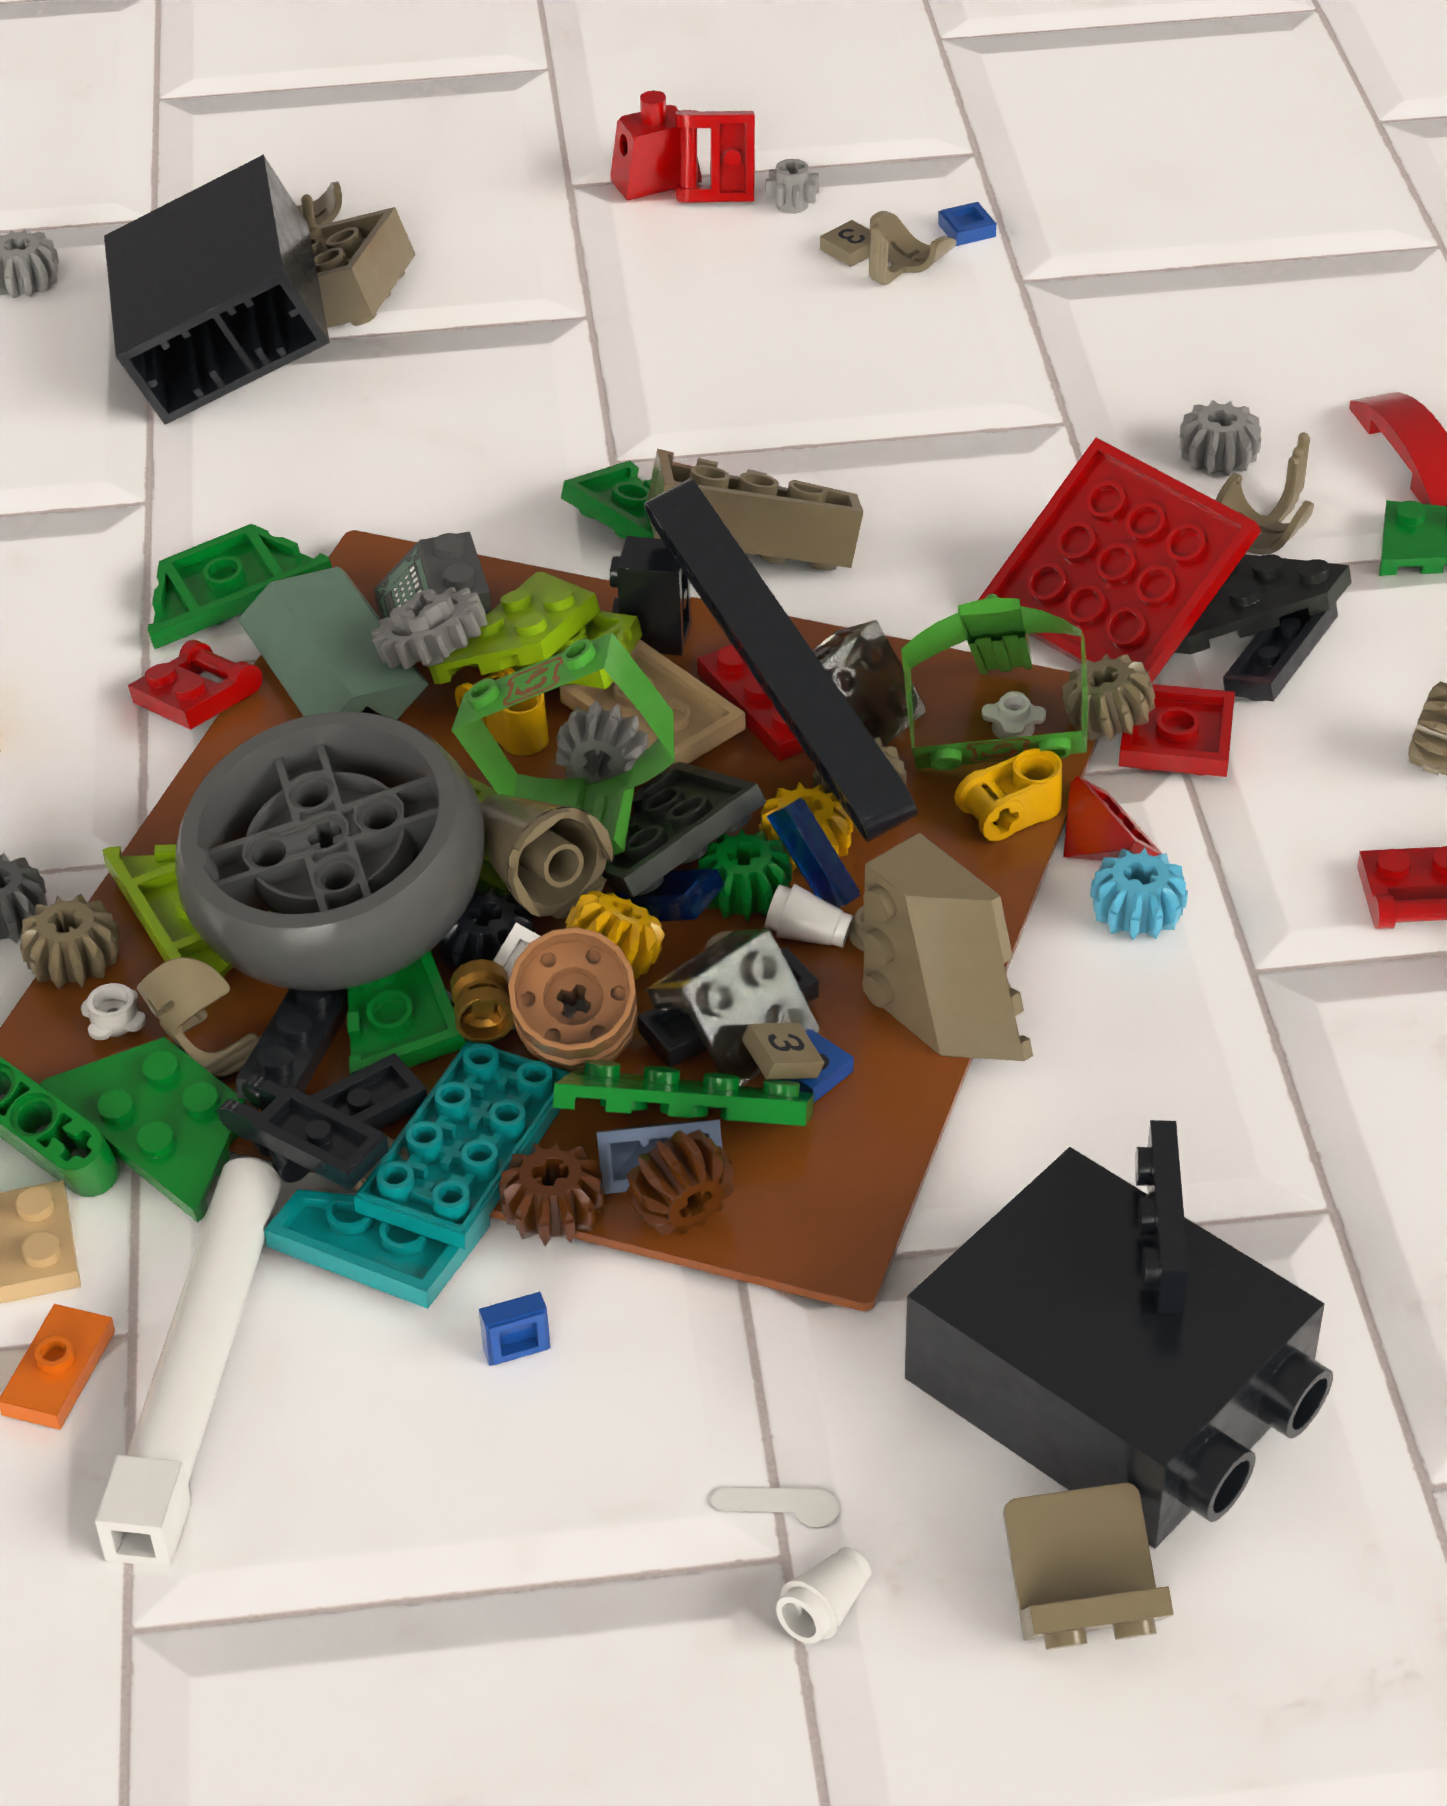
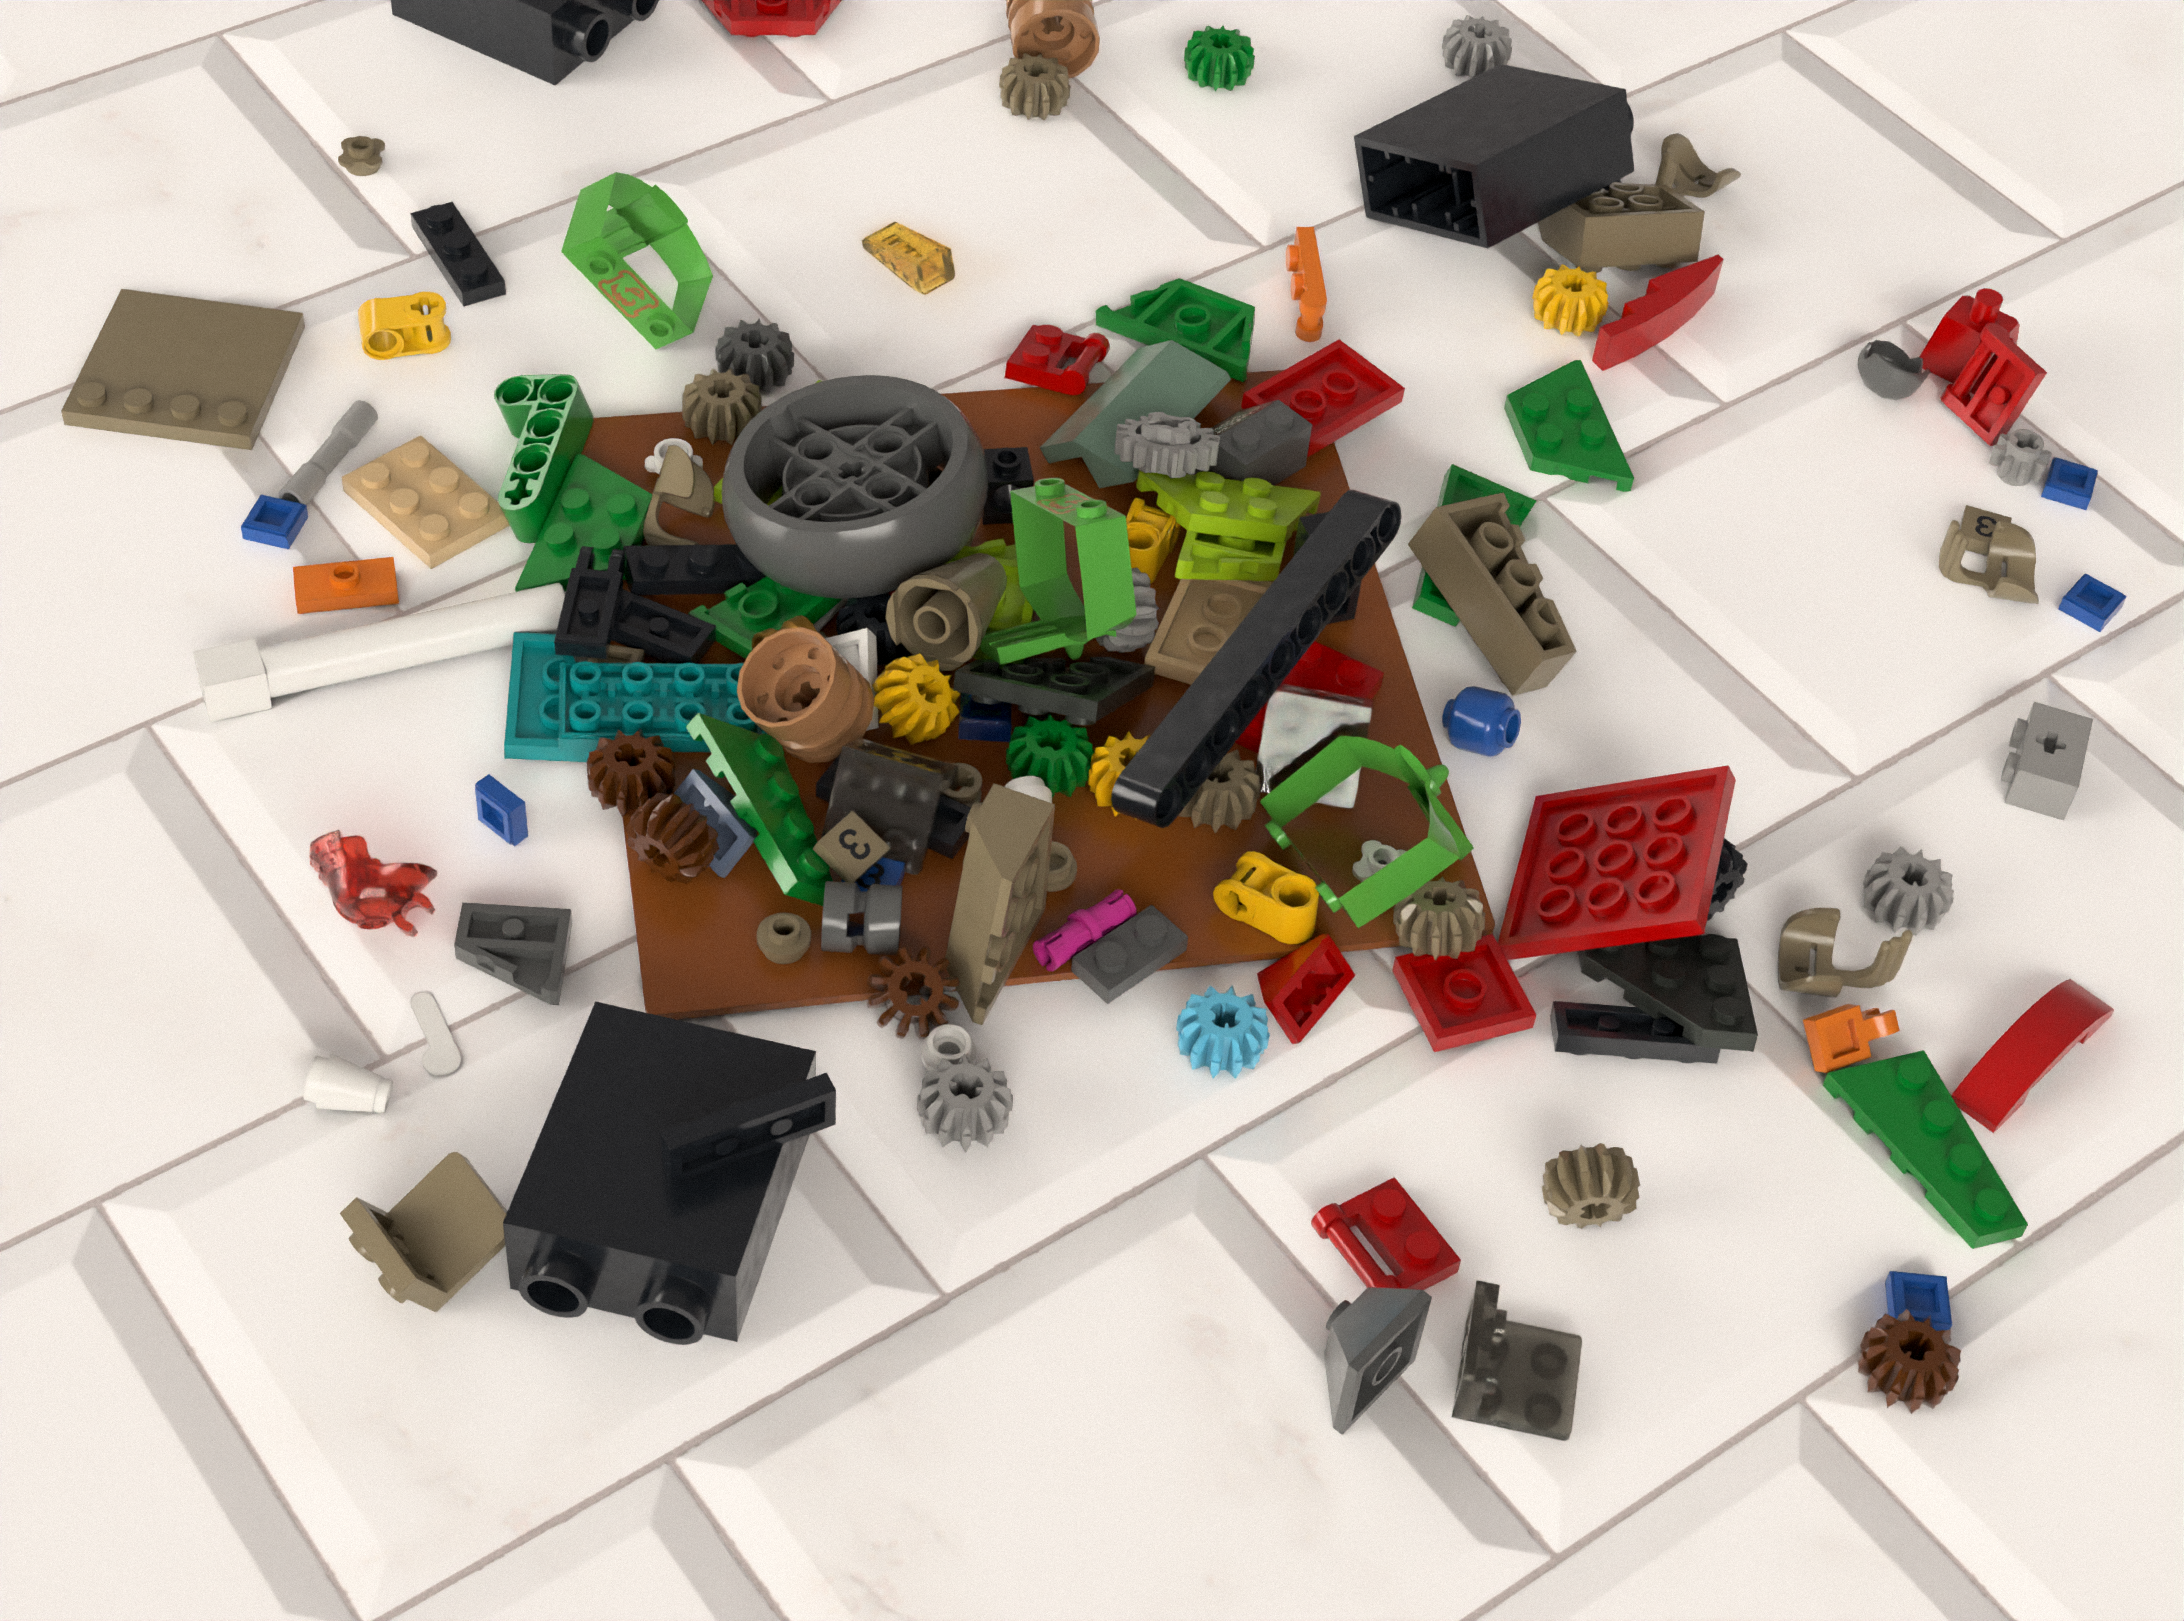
camera: 55 degrees right, 5 degrees up
(238, 484) = (1307, 283): none -> orange plate
(398, 514) = (1332, 391): none -> red plate
(402, 341) = (1570, 300): none -> yellow gear
(460, 298) = (1654, 317): none -> red slope
(551, 412) = (1566, 428): none -> green wing
(560, 1475) = (365, 888): none -> clear red helmet
(640, 210) = (1890, 370): none -> dark grey hair
(713, 1380) = (517, 945): none -> dark grey wing
(813, 853) = (1077, 781): clear blue tile -> none
(835, 179) = (2069, 483): none -> blue tile
(846, 1155) = (783, 937): none -> dark tan plate
(873, 1078) = (881, 918): none -> dark grey wheel
(876, 591) = (1481, 721): none -> blue head
(977, 1082) = (895, 999): none -> reddish brown gear
(1026, 921) = (1129, 954): none -> dark grey plate
(1047, 1093) = (947, 1039): none -> white plate
(1122, 1097) = (964, 1102): none -> light grey gear
(1130, 310) = (2047, 760): none -> light grey brick
(1349, 535) = (1843, 1034): none -> orange plate

